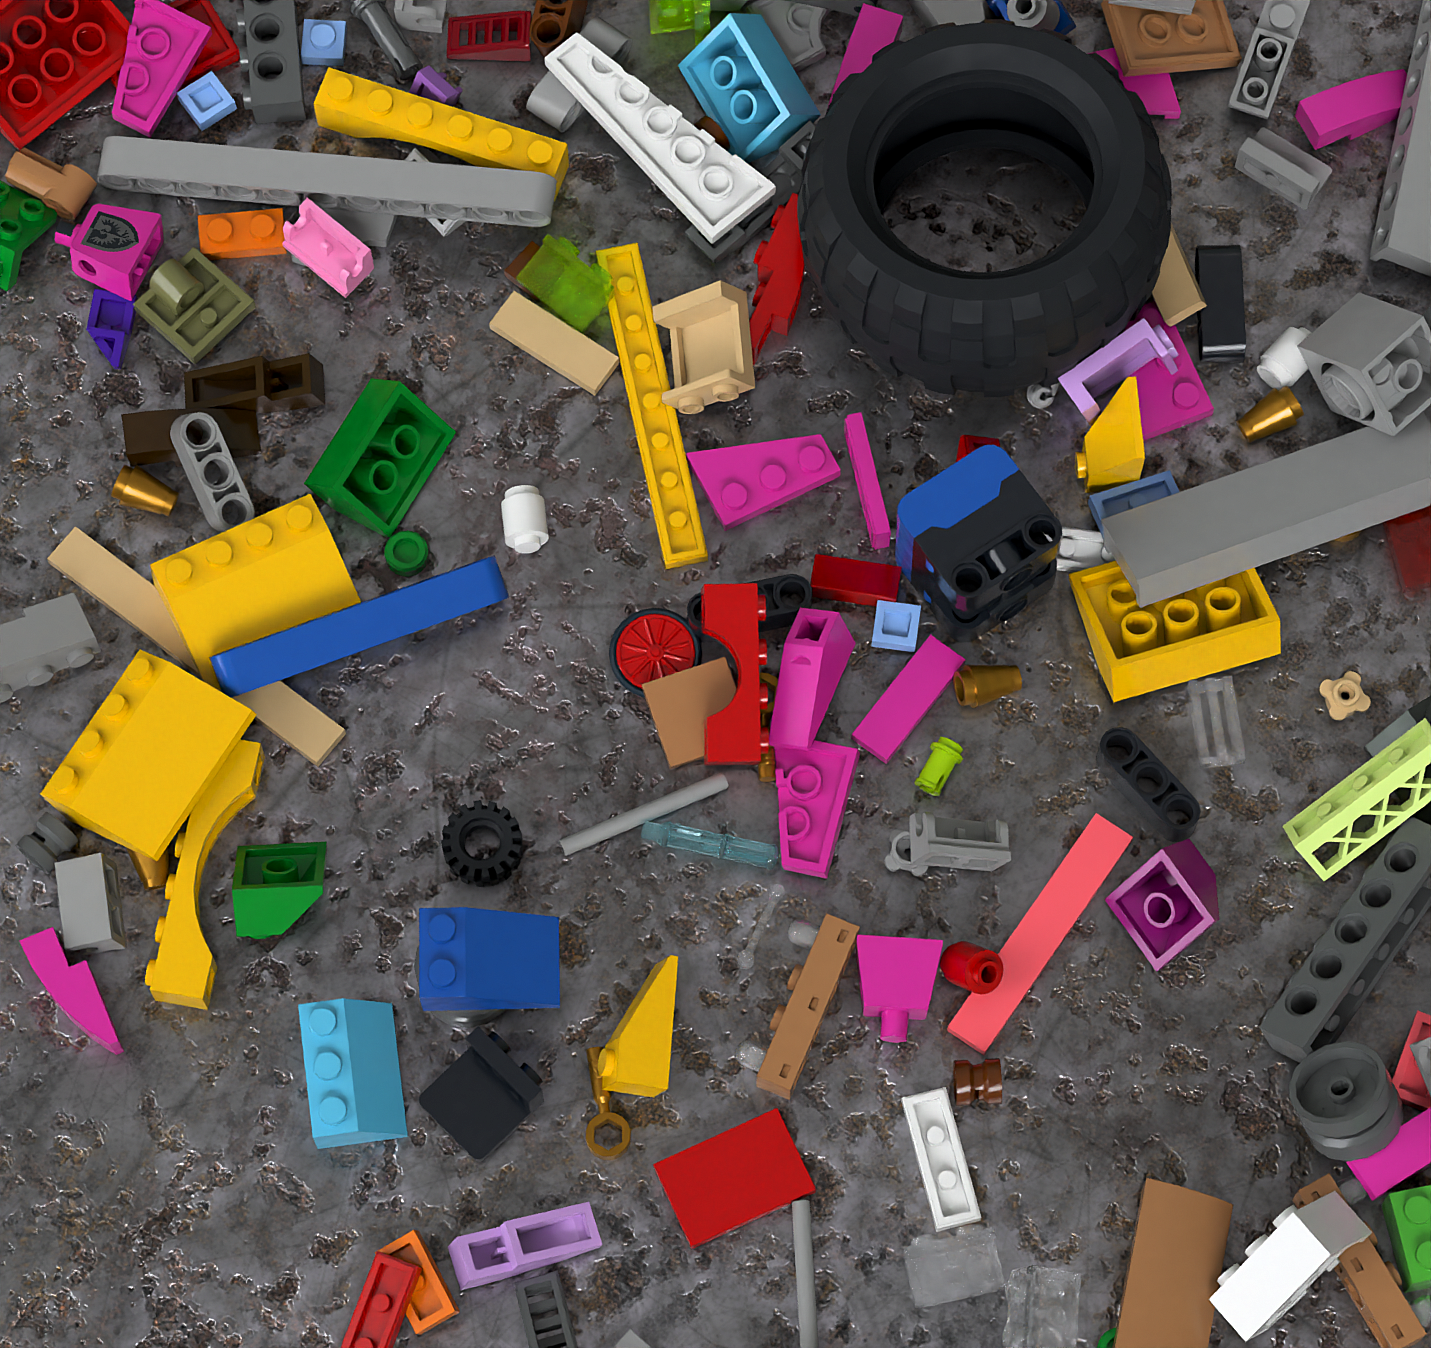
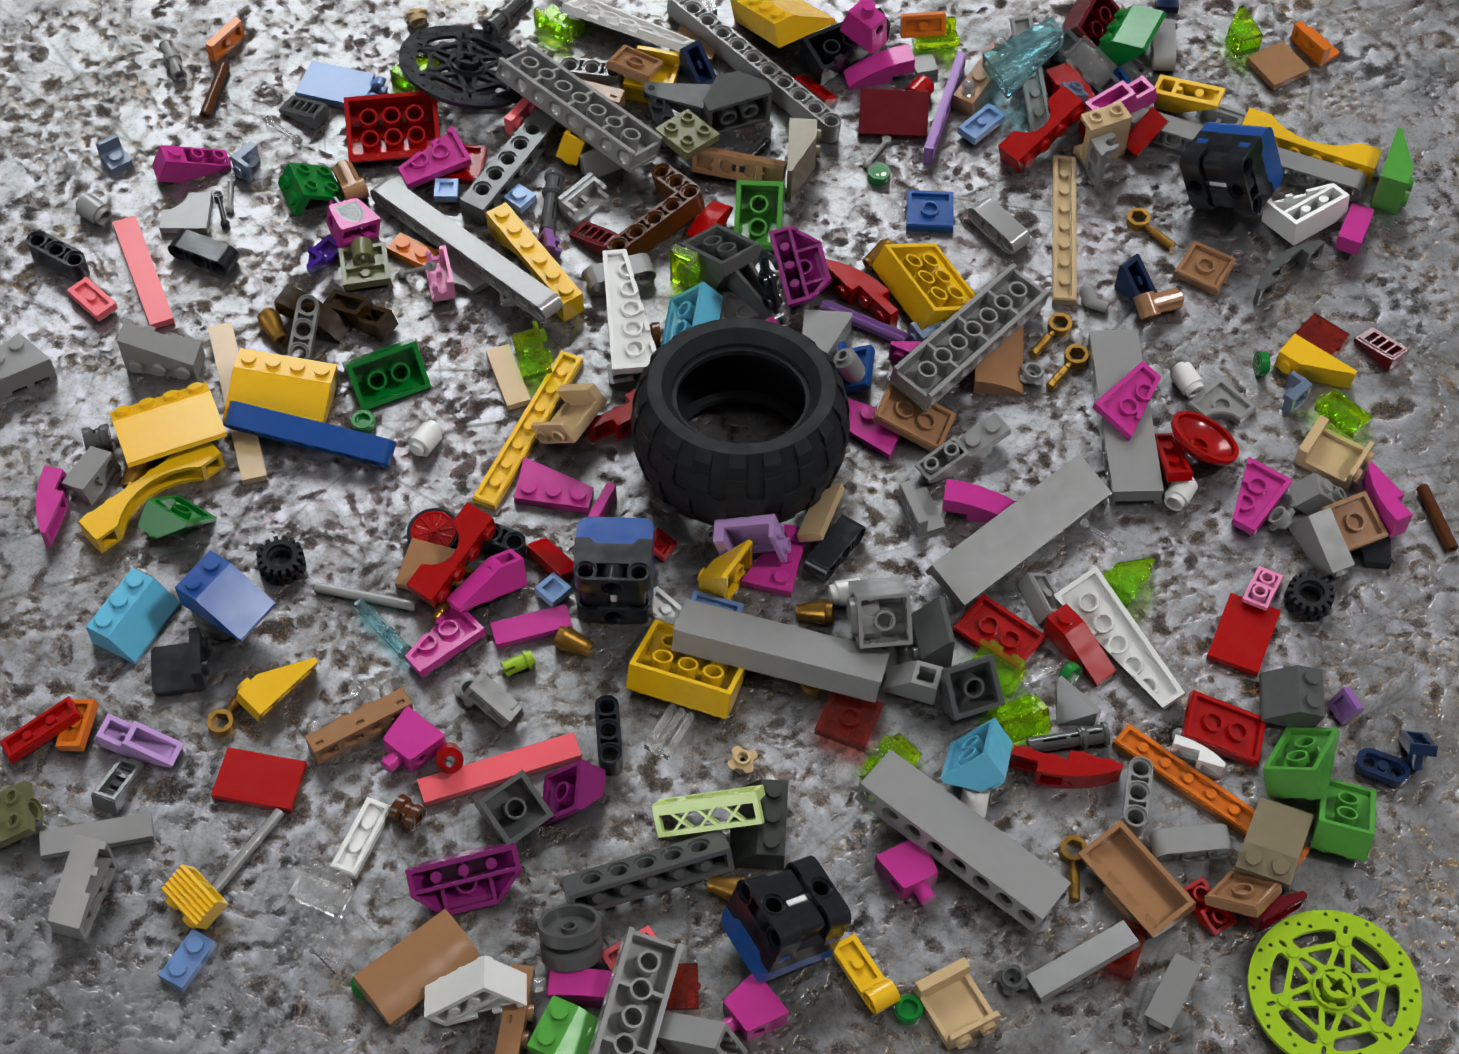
camera: 35 degrees right, 15 degrees down
(307, 246) = (430, 266): none -> light grey hinge
(1115, 976) = (514, 808): none -> dark grey slope
(1135, 1114) = (465, 878): none -> magenta wedge

